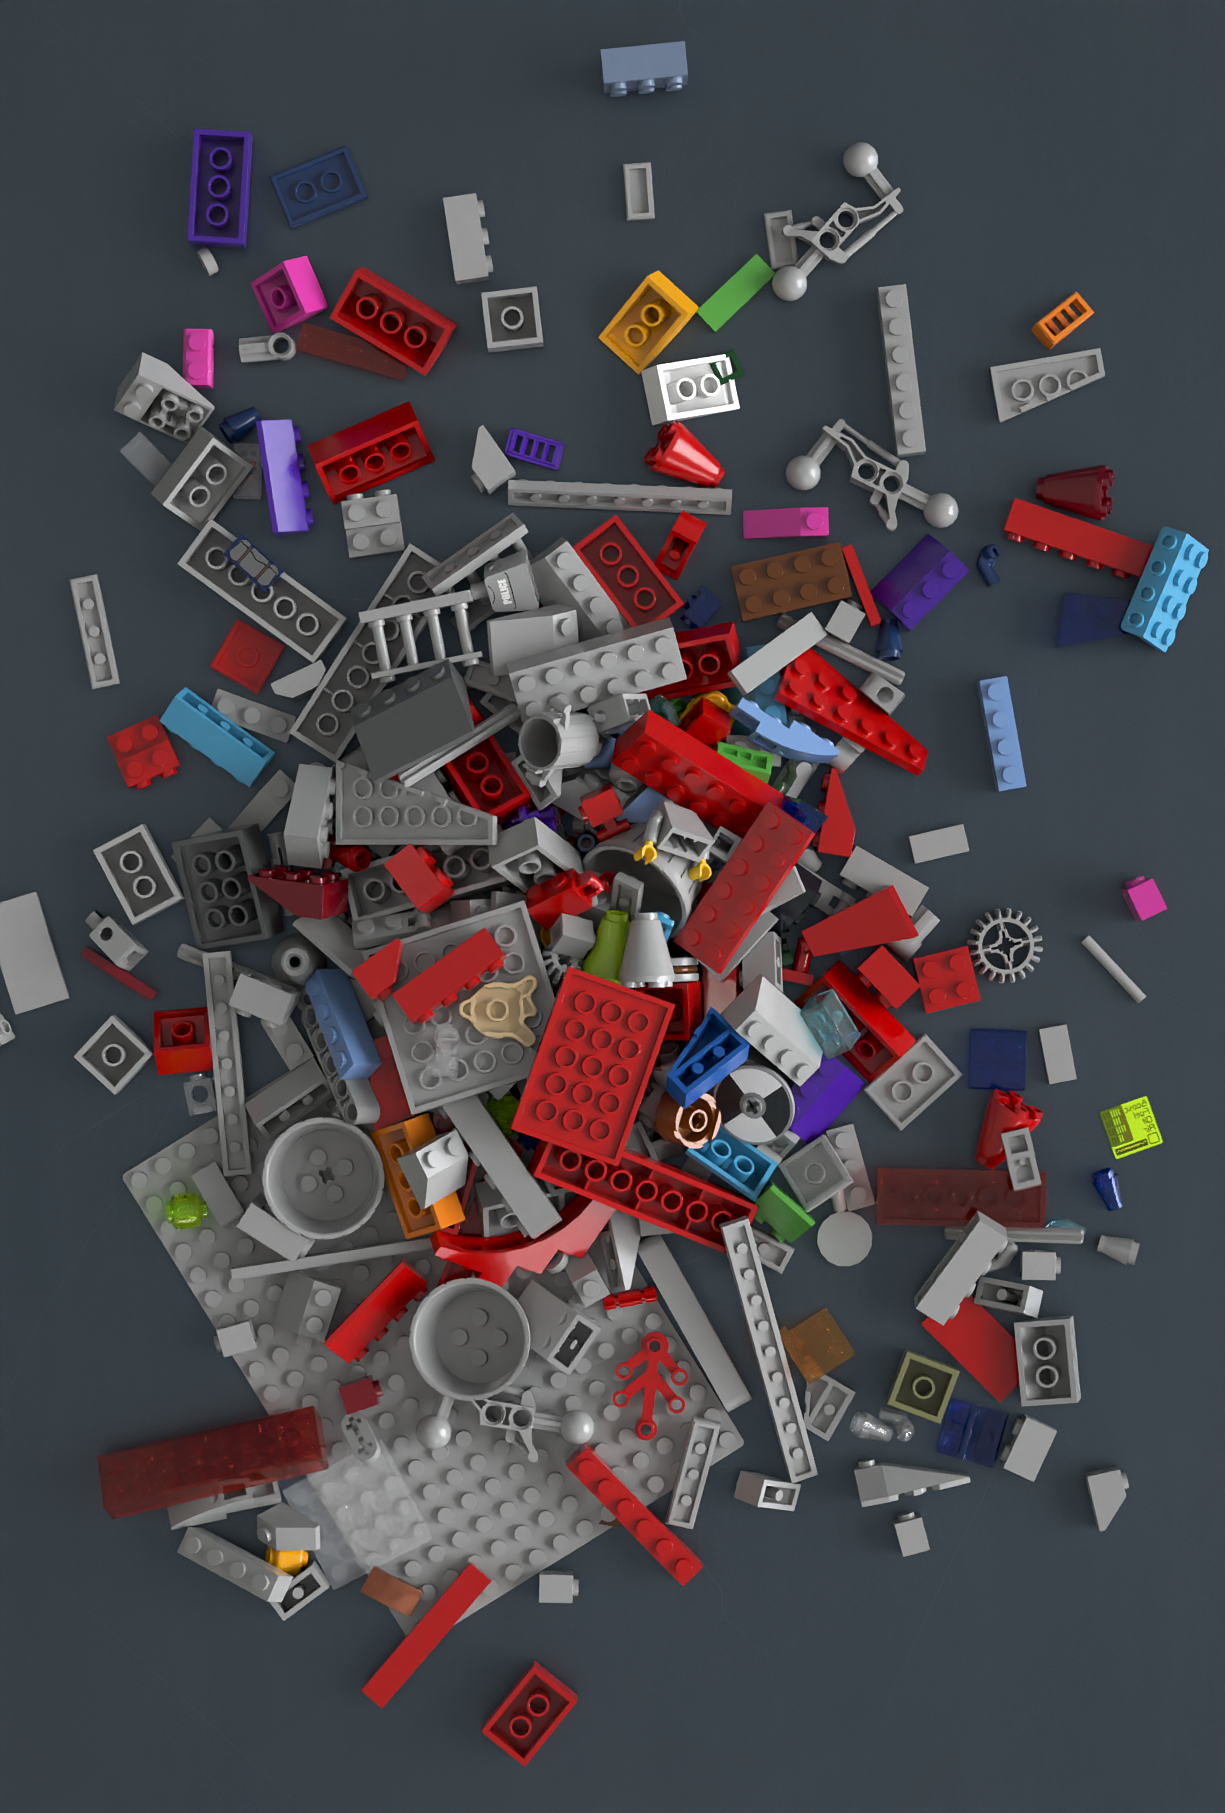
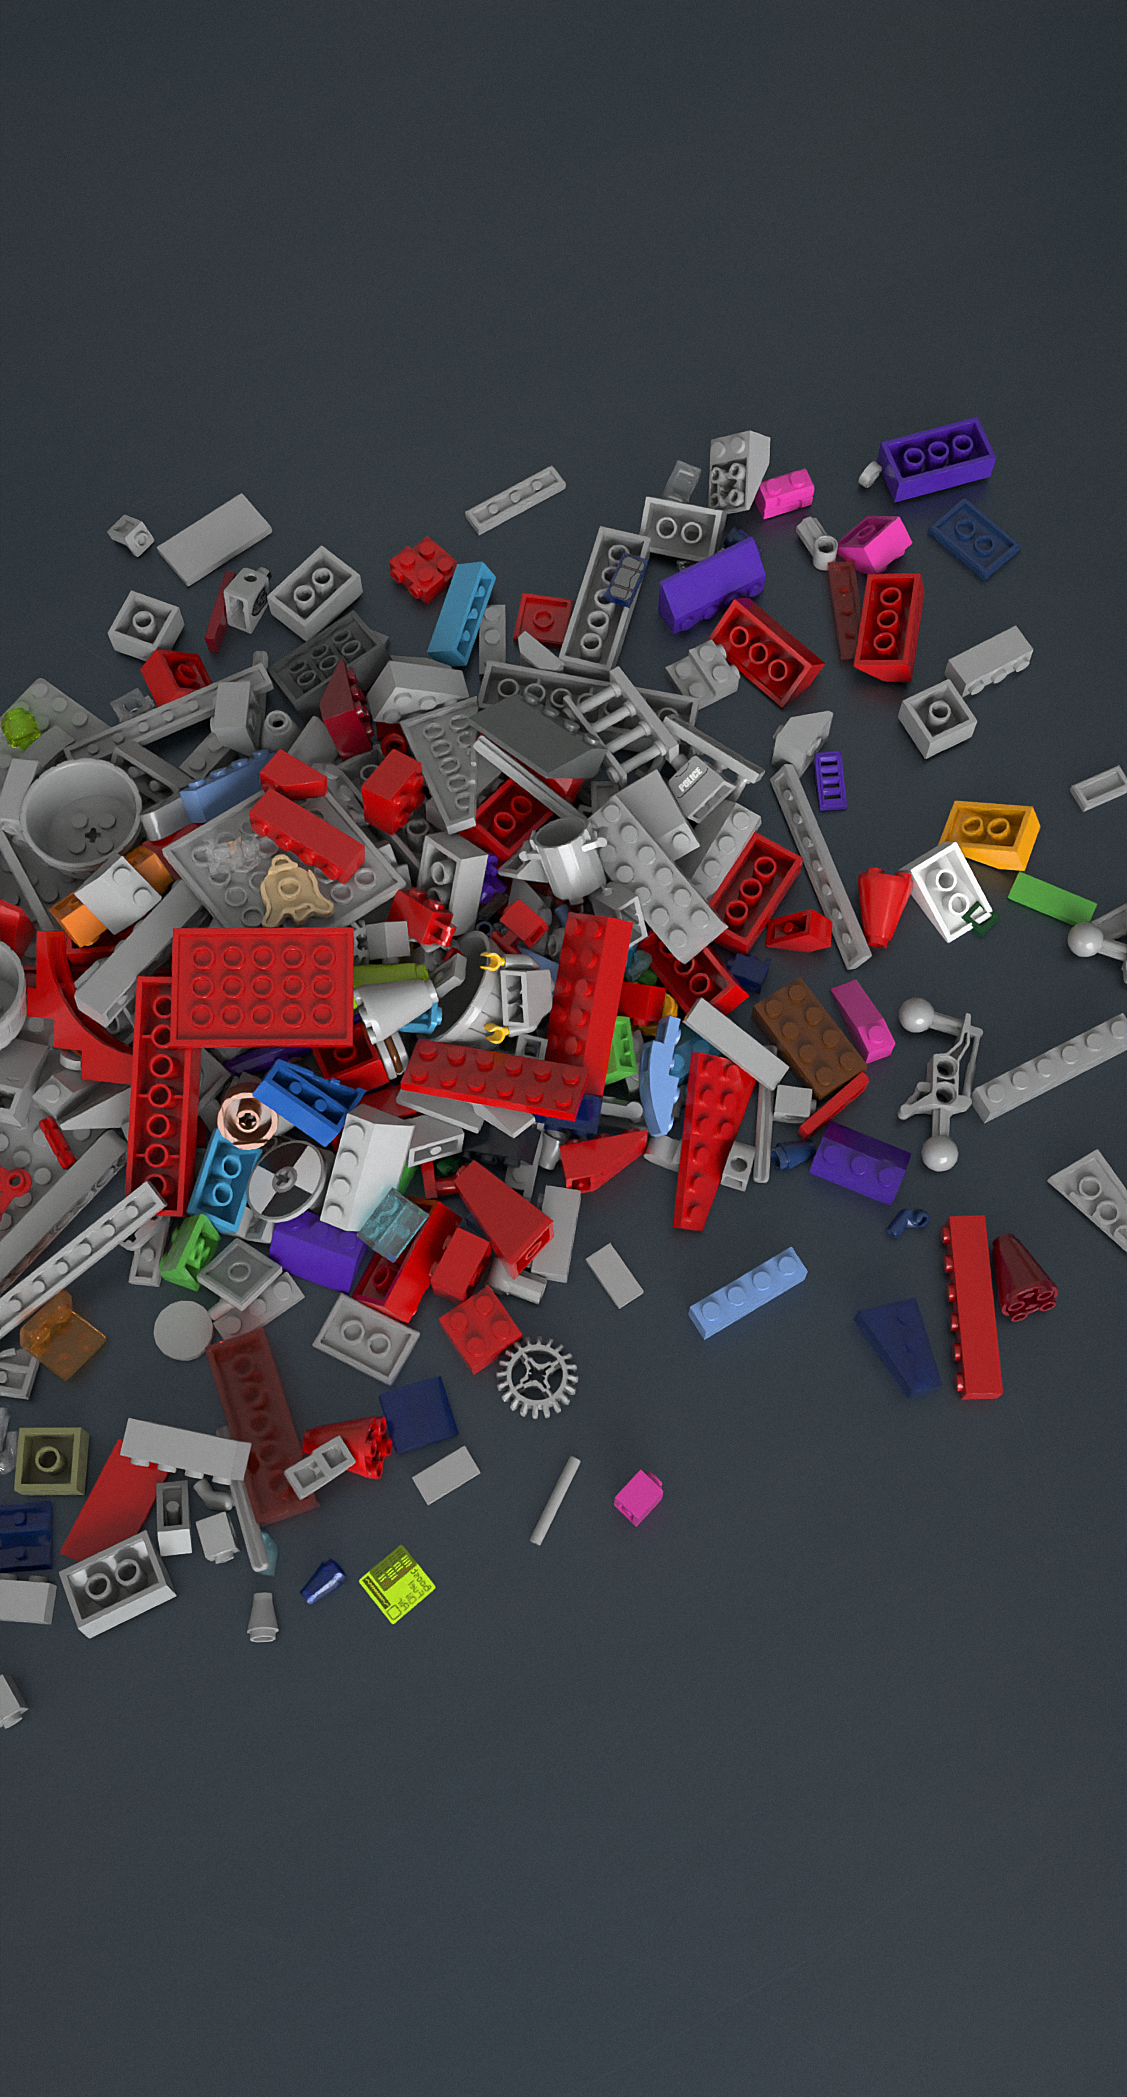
camera: 70 degrees right, 20 degrees down
(1165, 588) = (964, 1398): dark azure bracket -> none

